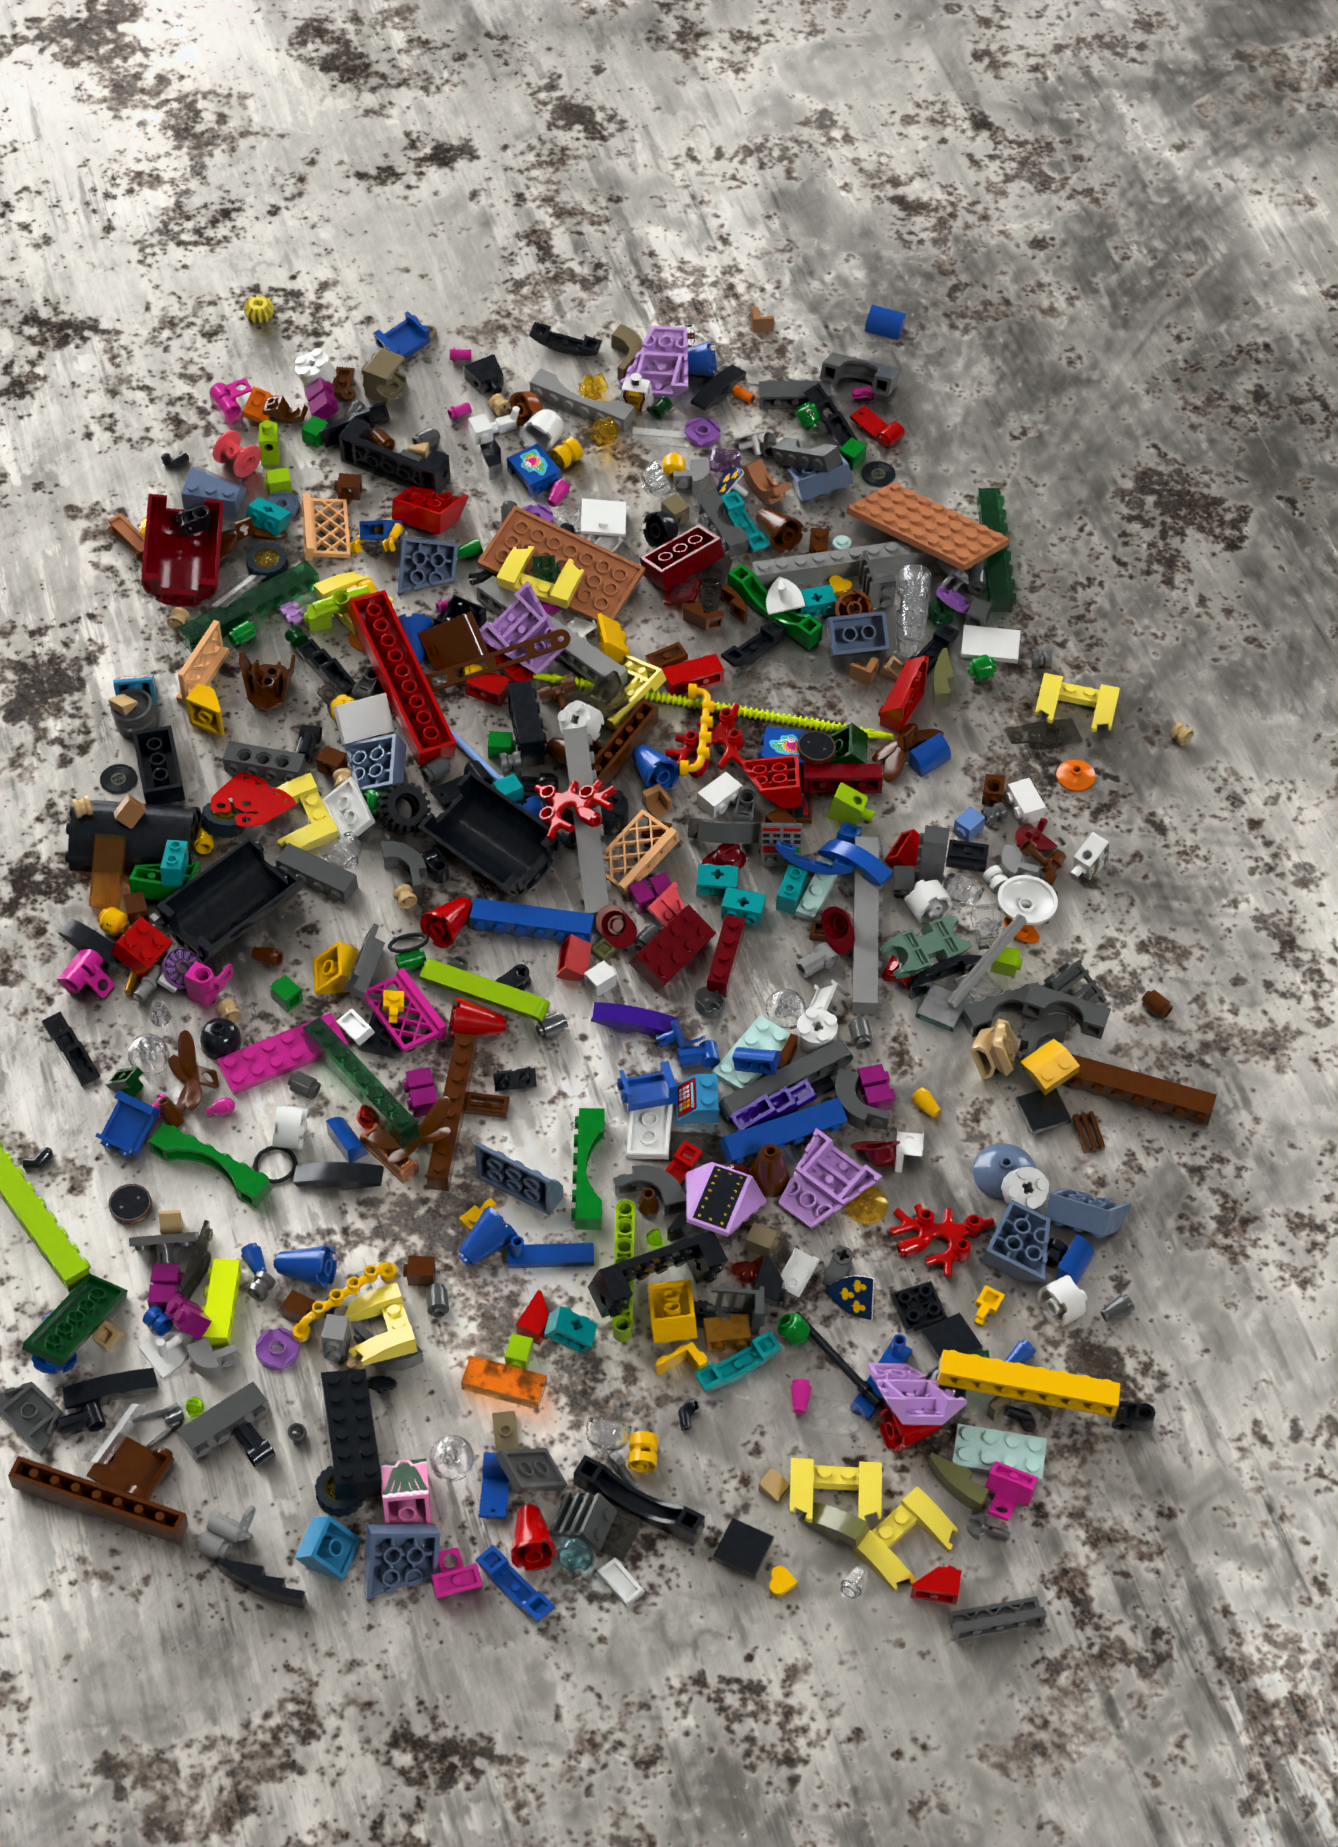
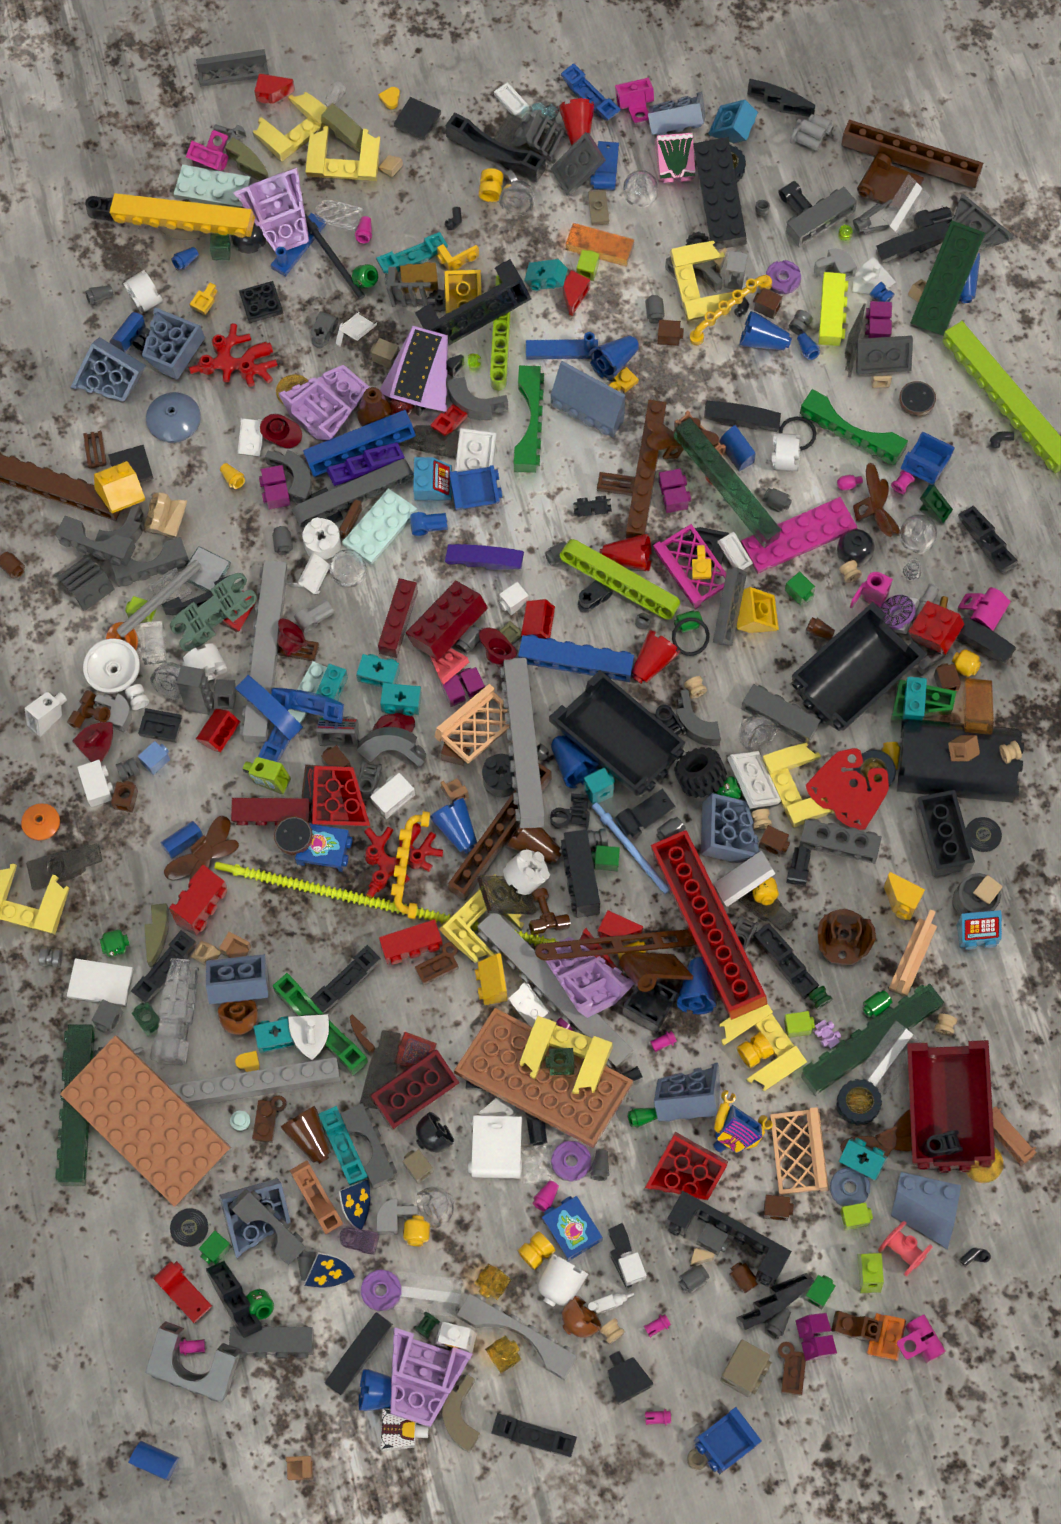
camera: 175 degrees left, 15 degrees up
(171, 1113) = (890, 470): reddish brown cone -> none
(187, 1316) = (853, 277): magenta piece -> none
(258, 309) = (901, 1488): light yellow gear -> none
(314, 365) = (836, 1376): white brick -> none
(332, 604) = (786, 1017): lime piece -> none
(586, 798) = (526, 738): red plant -> none
(648, 1203) = (479, 387): reddish brown cone -> none
(676, 1035) = (442, 536): blue bracket -> none
(694, 614) = (404, 1021): reddish brown slope -> none
(709, 1003) = (416, 570): dark grey hair -> none
(746, 396) = (330, 1346): orange pin -> none
(747, 1270) = (398, 332): clear red rock -> none
(756, 1060) = (377, 503): blue brick -> none
(772, 1282) = (381, 313): black slope -> none
(850, 746) = (260, 848): dark green slope -> none
(854, 1295) = (311, 306): dark blue shield -> none
(879, 590) = (207, 1036): dark grey plate -> none
(951, 1335) = (237, 270): black tile -> none
(953, 599) = (139, 1025): medium lavender tile -> none
(1034, 1180) = (158, 385): white brick -> none

